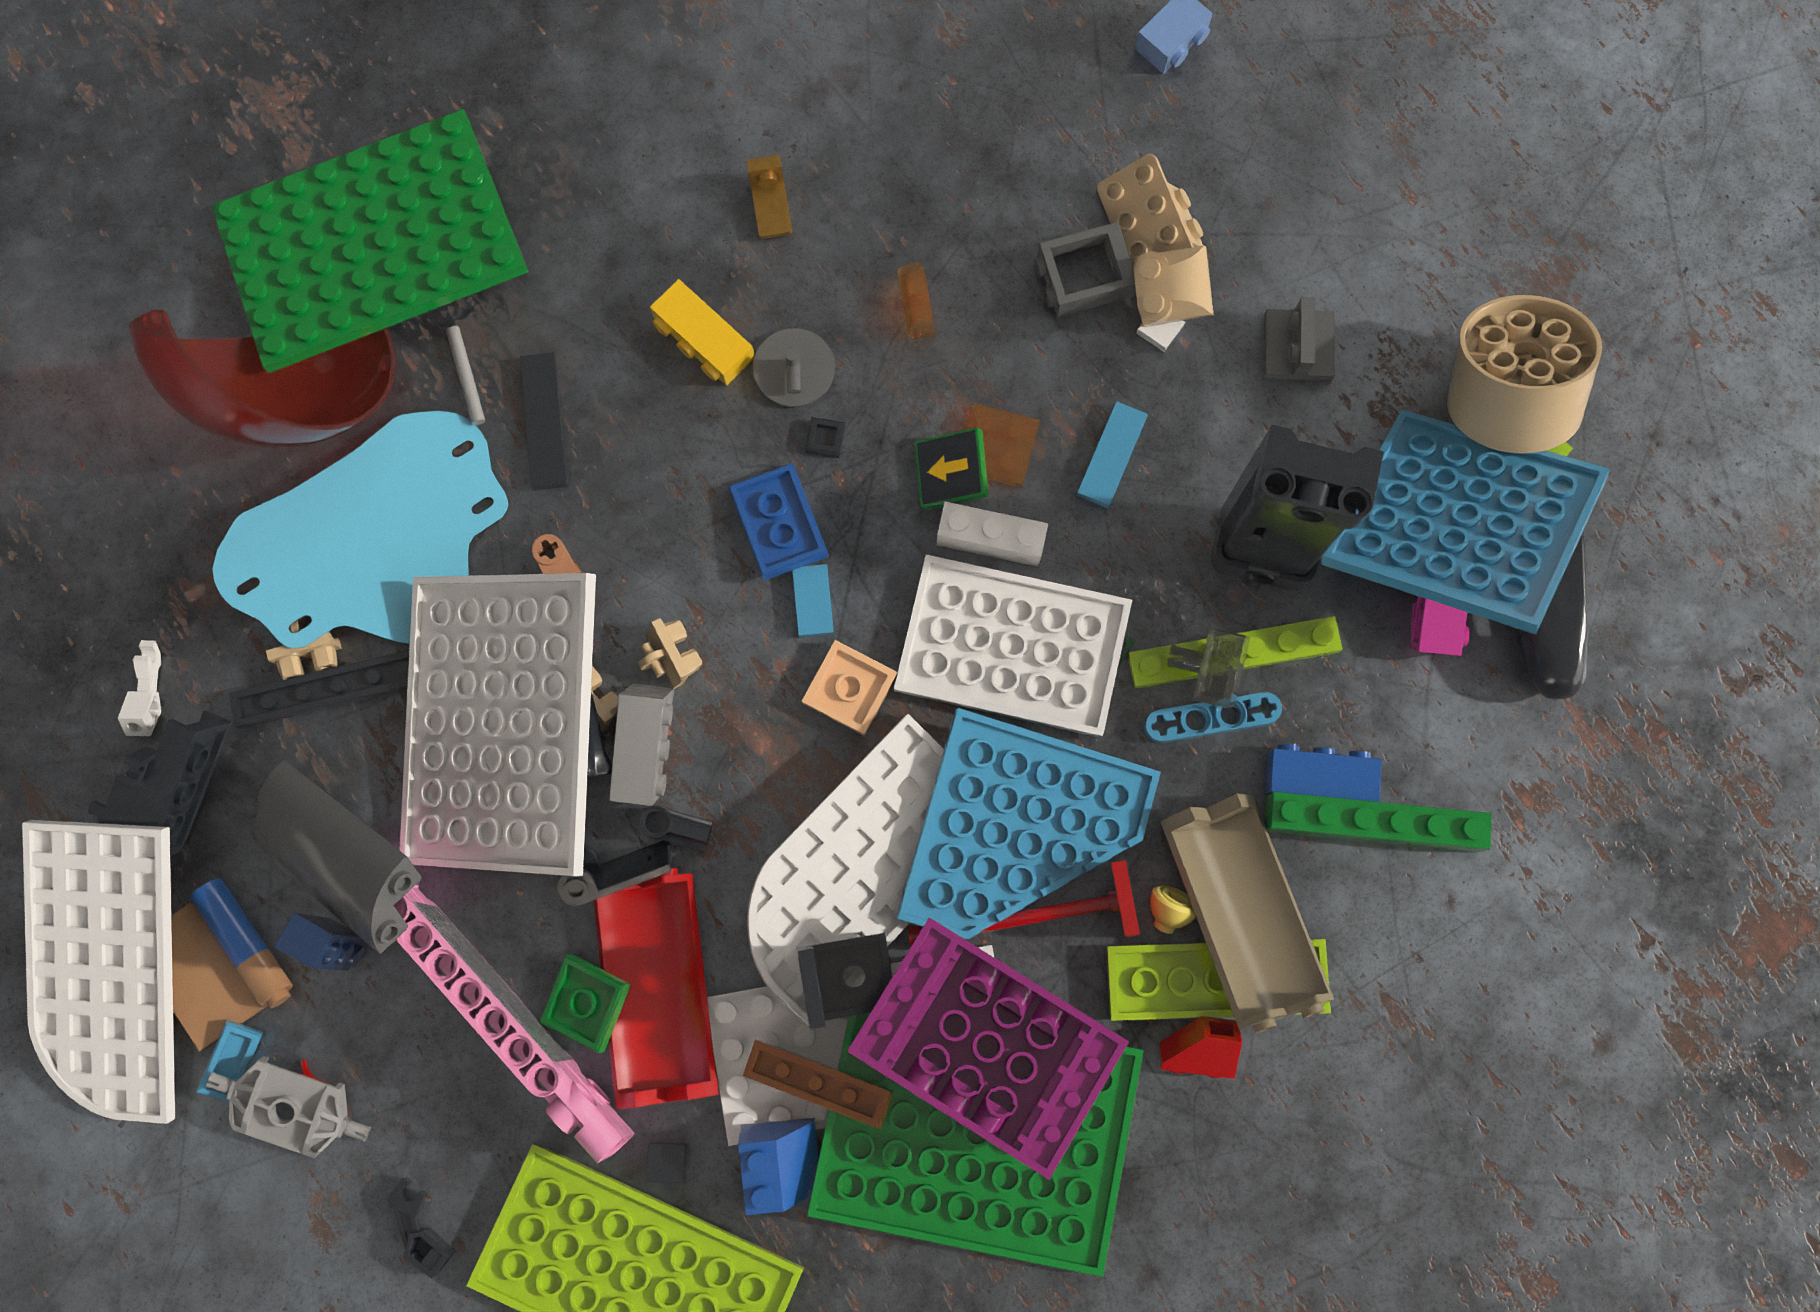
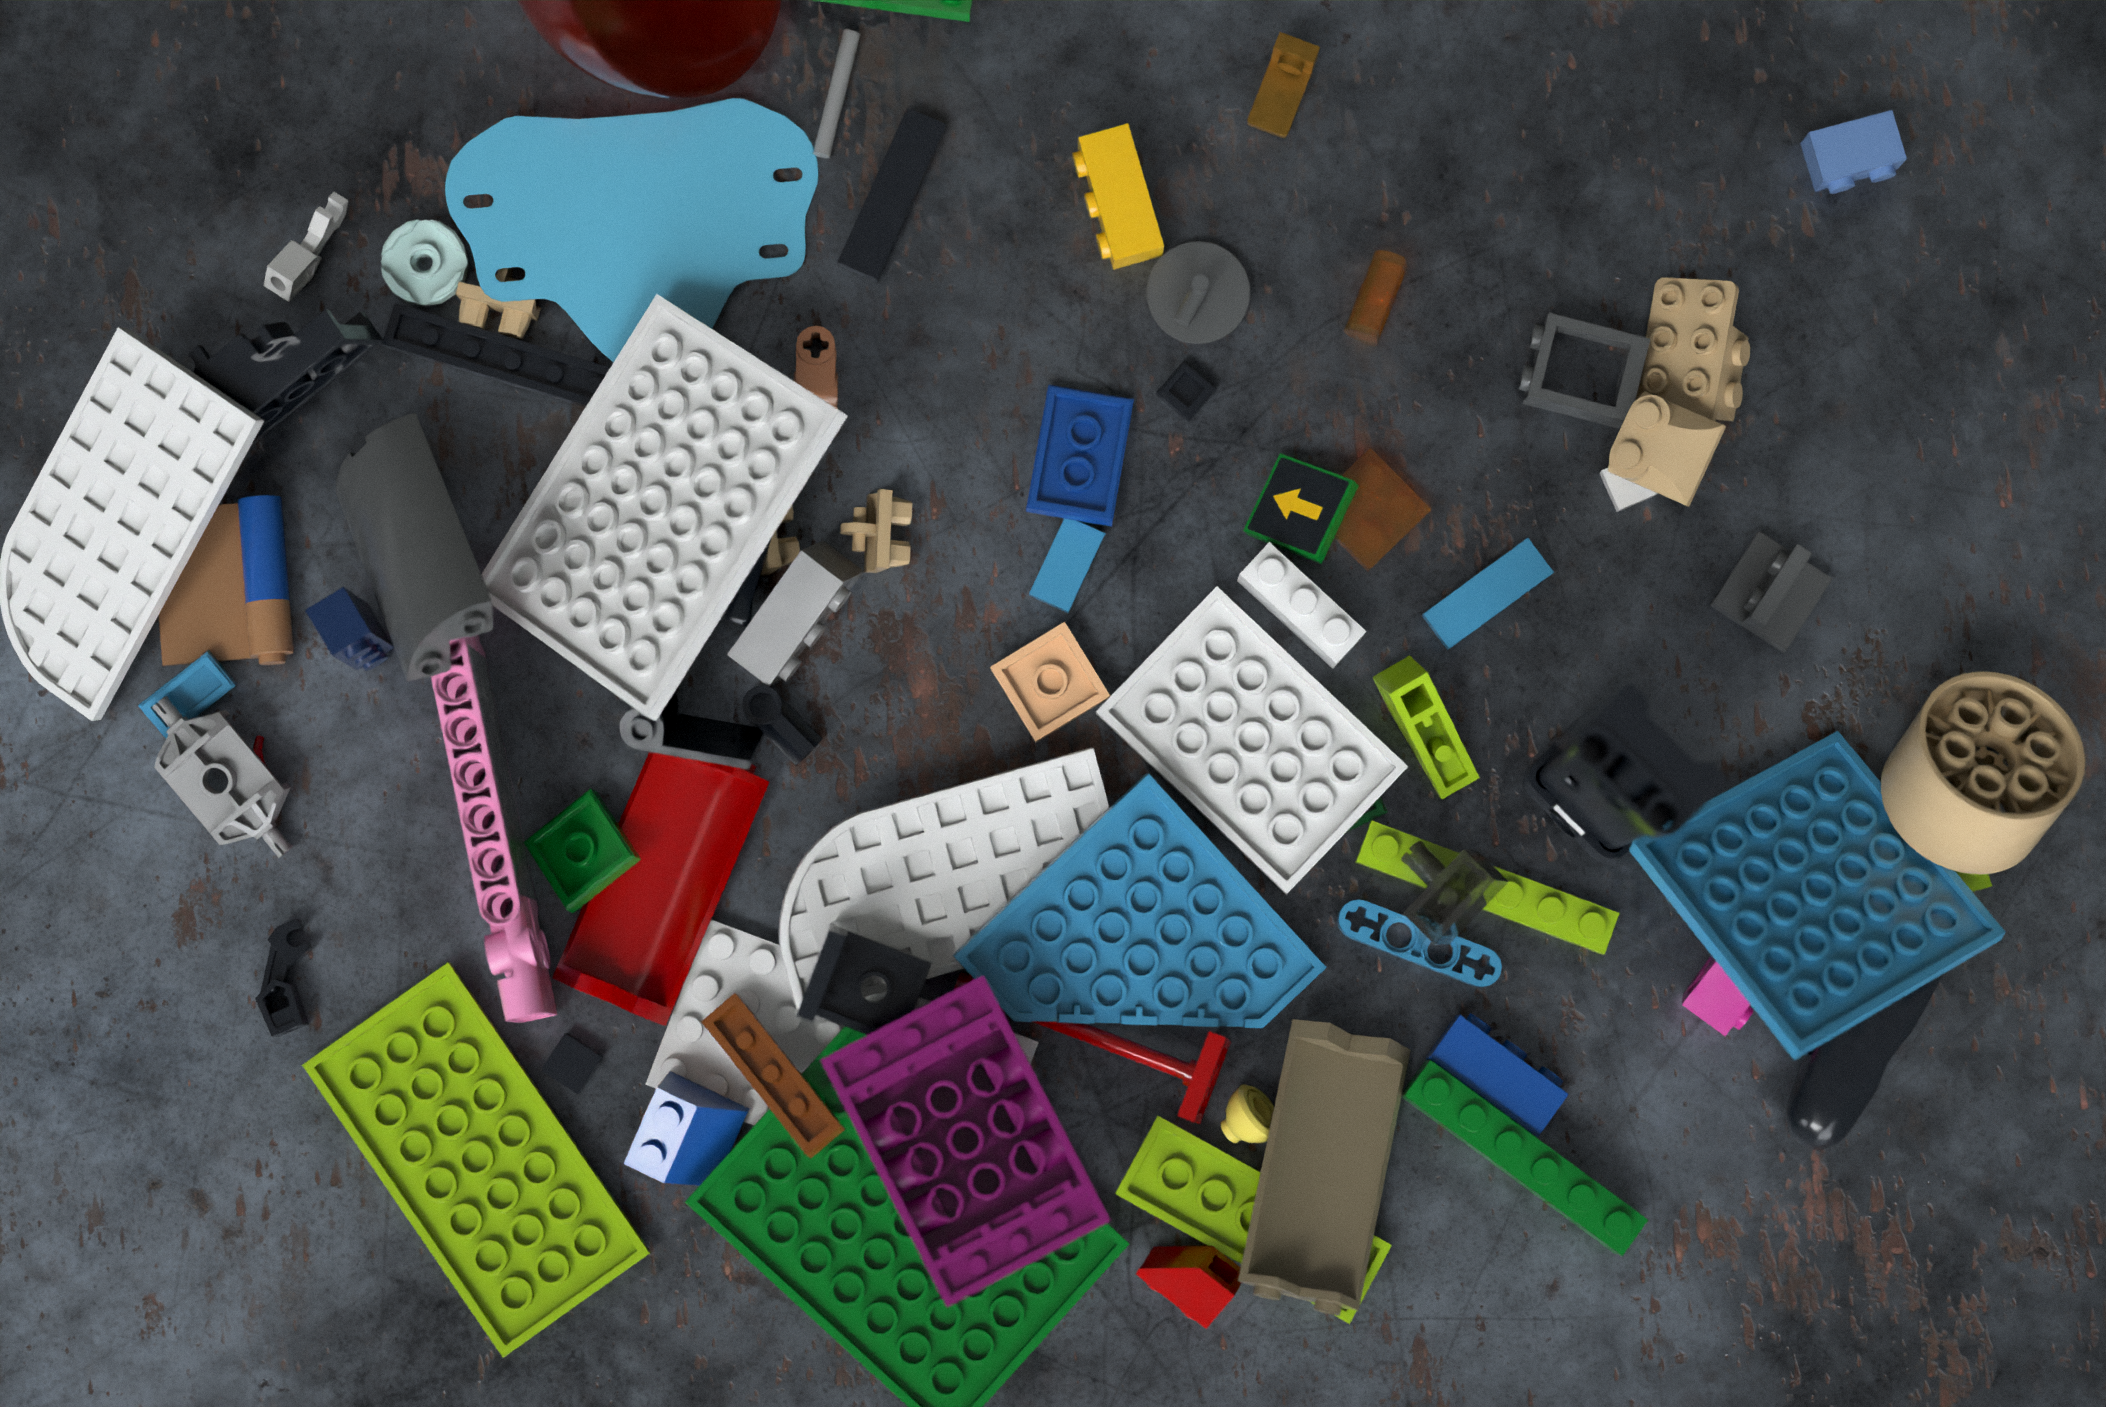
camera: 30 degrees right, 5 degrees up
(219, 646) = (408, 247): none -> light aqua plate
(1126, 565) = (1426, 725): none -> lime slope

